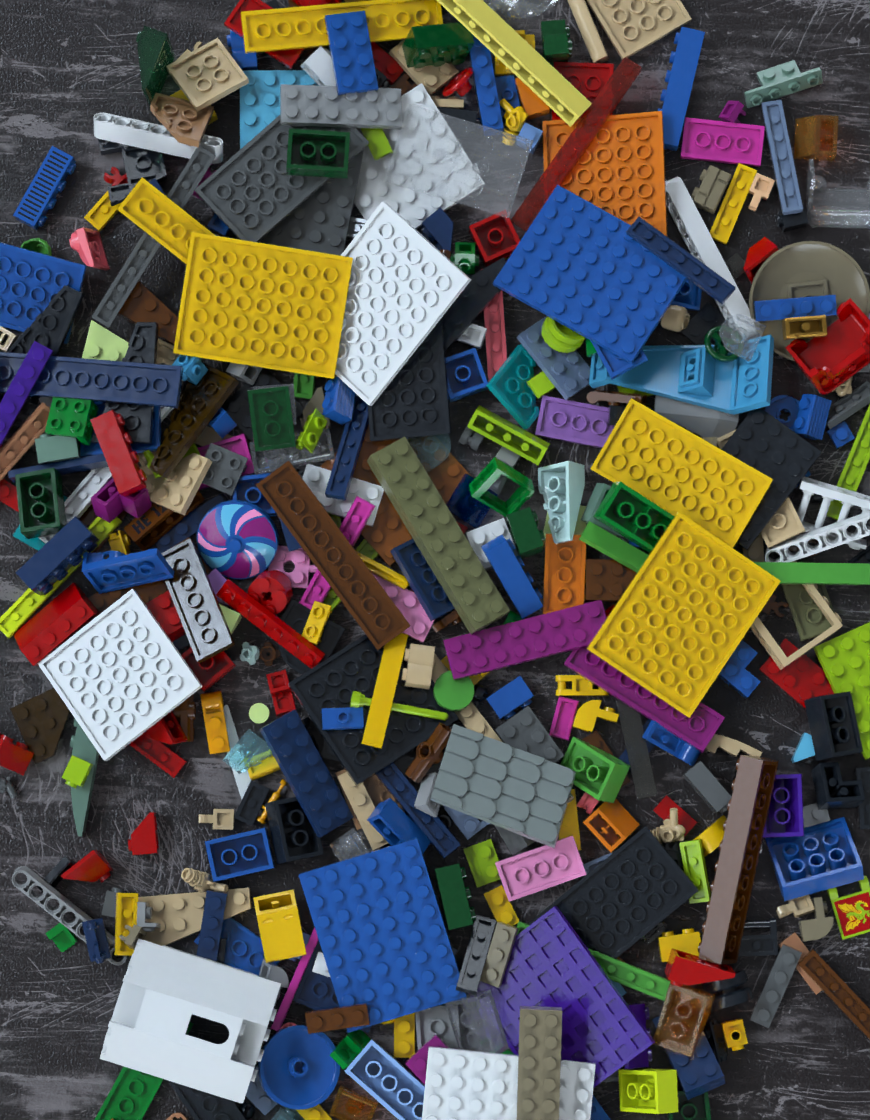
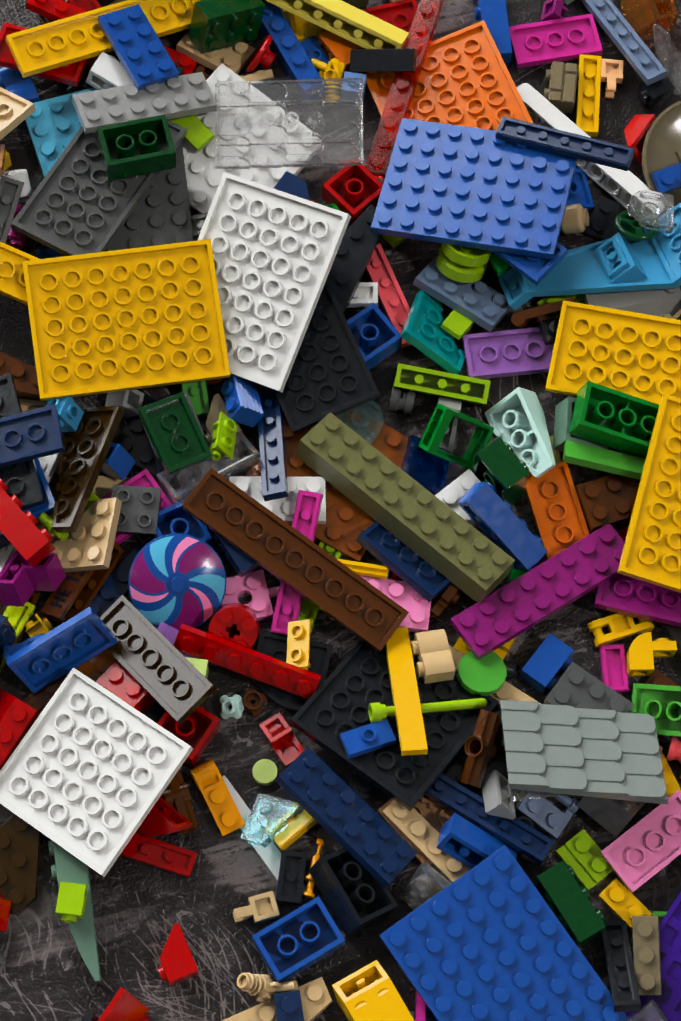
camera: 30 degrees left, 15 degrees down
(559, 124) = (383, 60): none -> black tile

